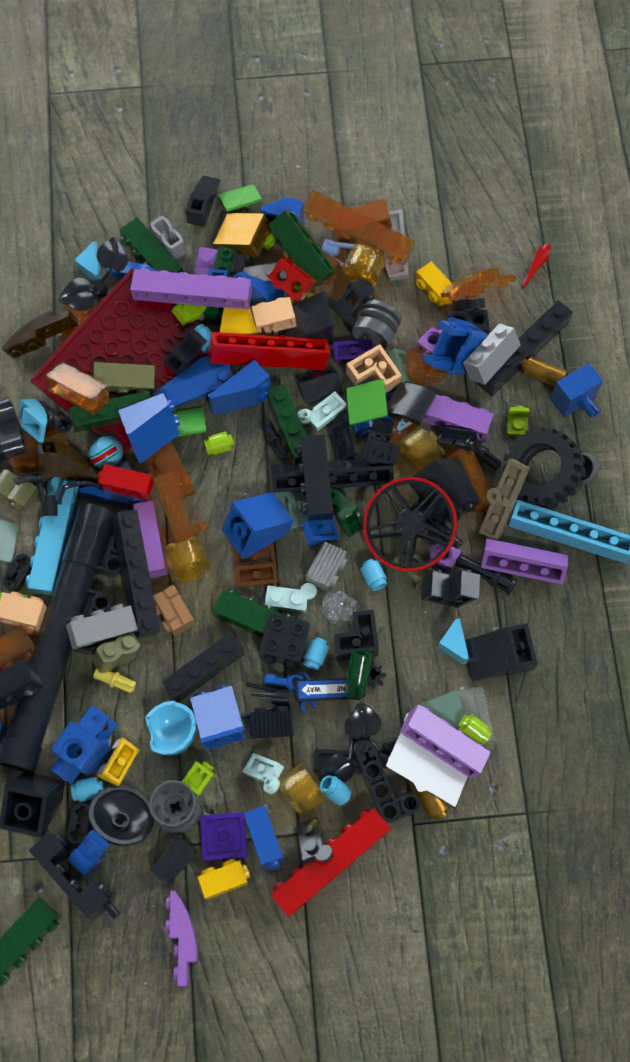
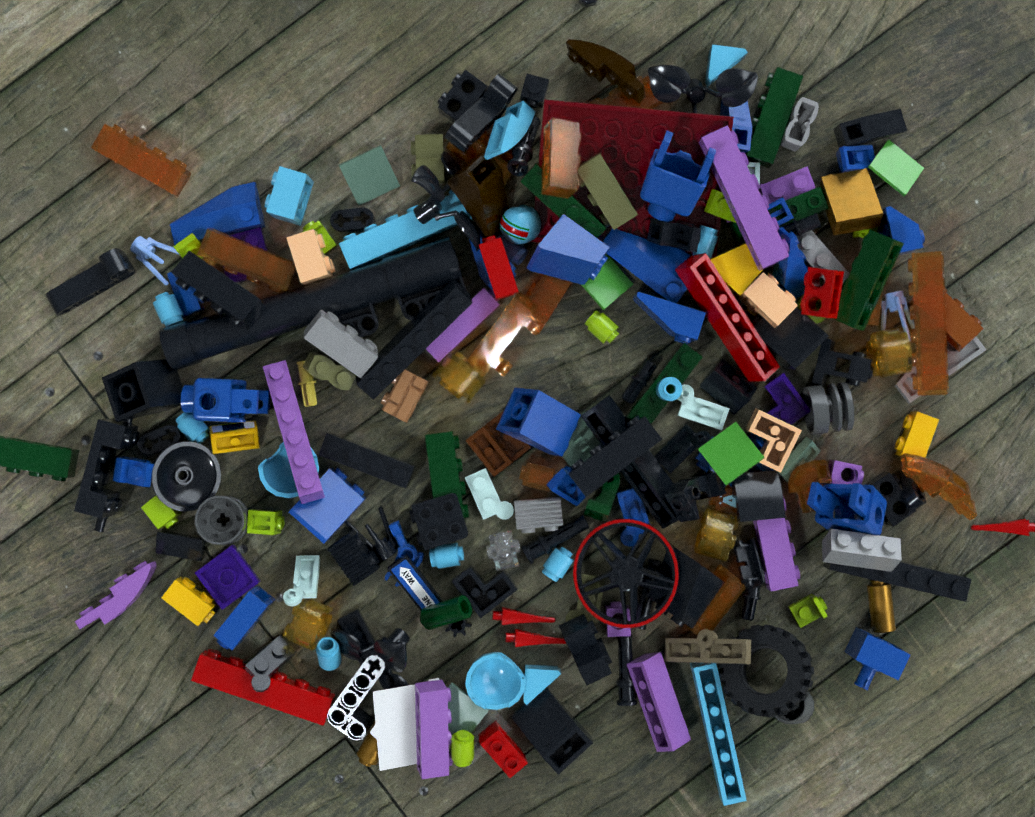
camera: 60 degrees right, 20 degrees up
(19, 389) = (534, 90): none -> black brick
(136, 856) = (160, 514): none -> lime brick
(144, 704) = (293, 432): none -> medium lavender brick
(148, 326) = (674, 181): none -> blue piece
(213, 219) = (854, 157): none -> blue slope
(292, 413) = (661, 389): none -> medium azure brick
(298, 551) = (536, 475): none -> clear orange brick
(353, 575) = (545, 544): none -> black pin
(361, 496) = (631, 508): none -> blue hinge
(392, 635) = (510, 616): none -> red piece
(416, 634) = (524, 638): none -> red piece
(436, 671) = (495, 681): none -> medium azure cylinder
(493, 698) = (502, 749): none -> red brick

